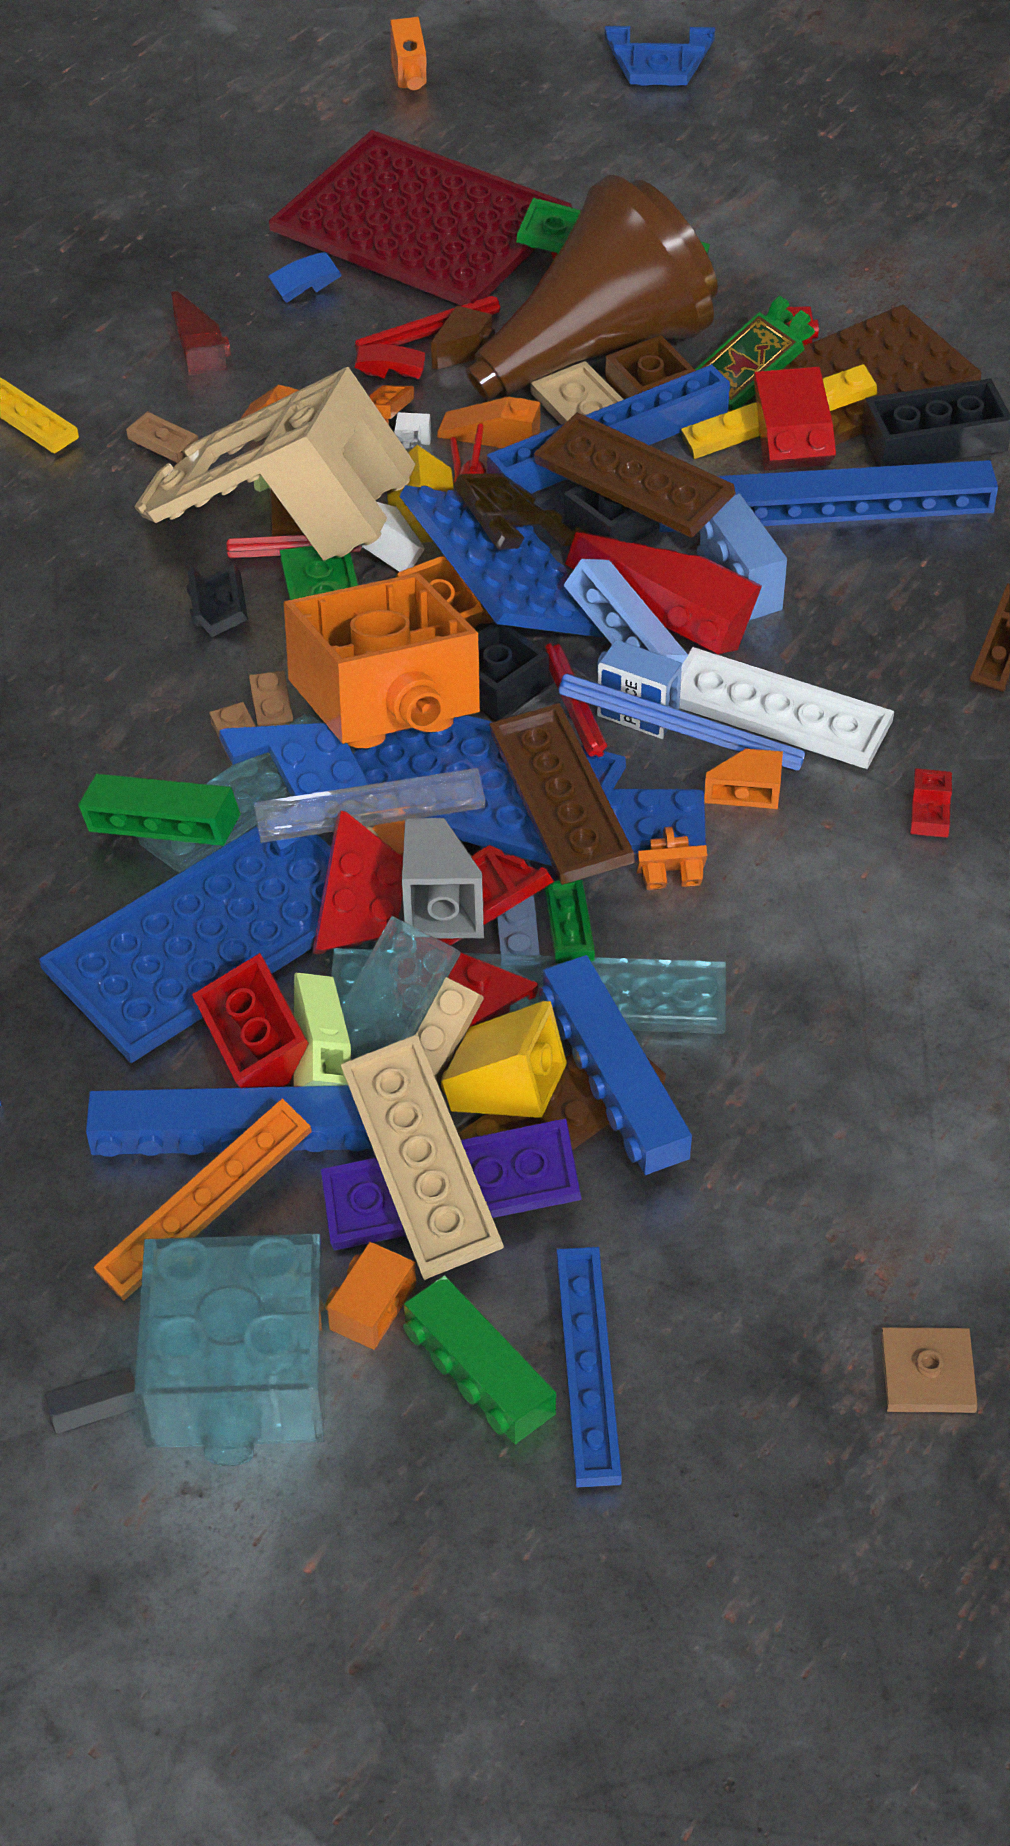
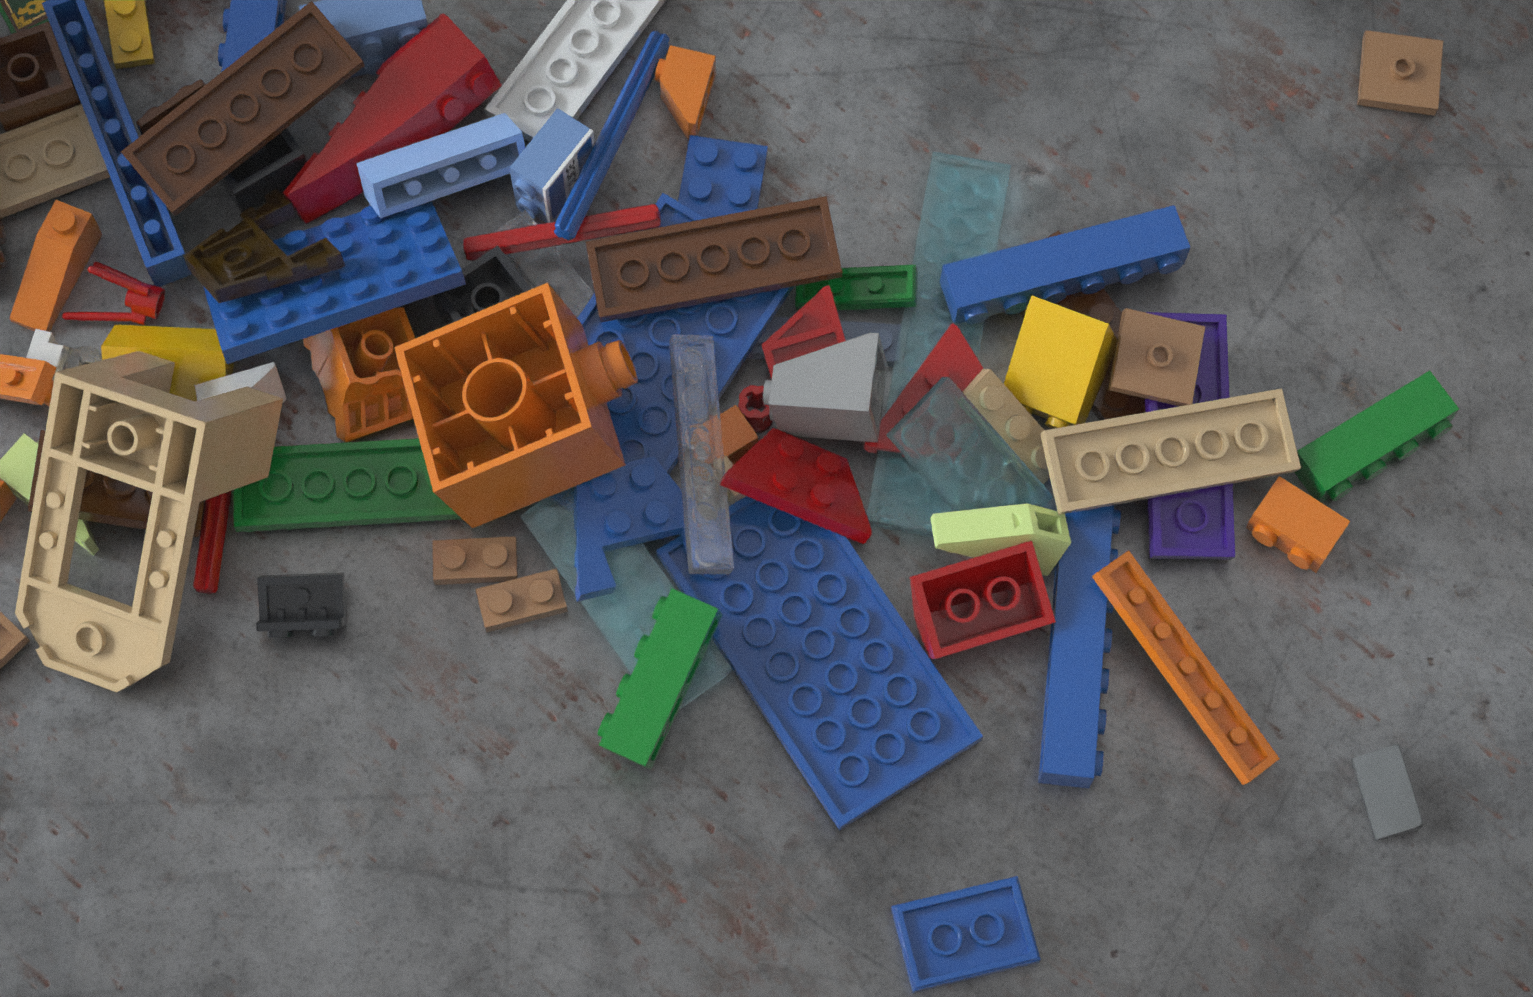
camera: 85 degrees left, 20 degrees up
(232, 1343) = (1370, 645): clear light blue brick -> none
(516, 1130) = (1156, 358): none -> medium nougat plate
(588, 1368) = (1382, 346): blue plate -> none
(669, 855) = (784, 173): orange hips -> none

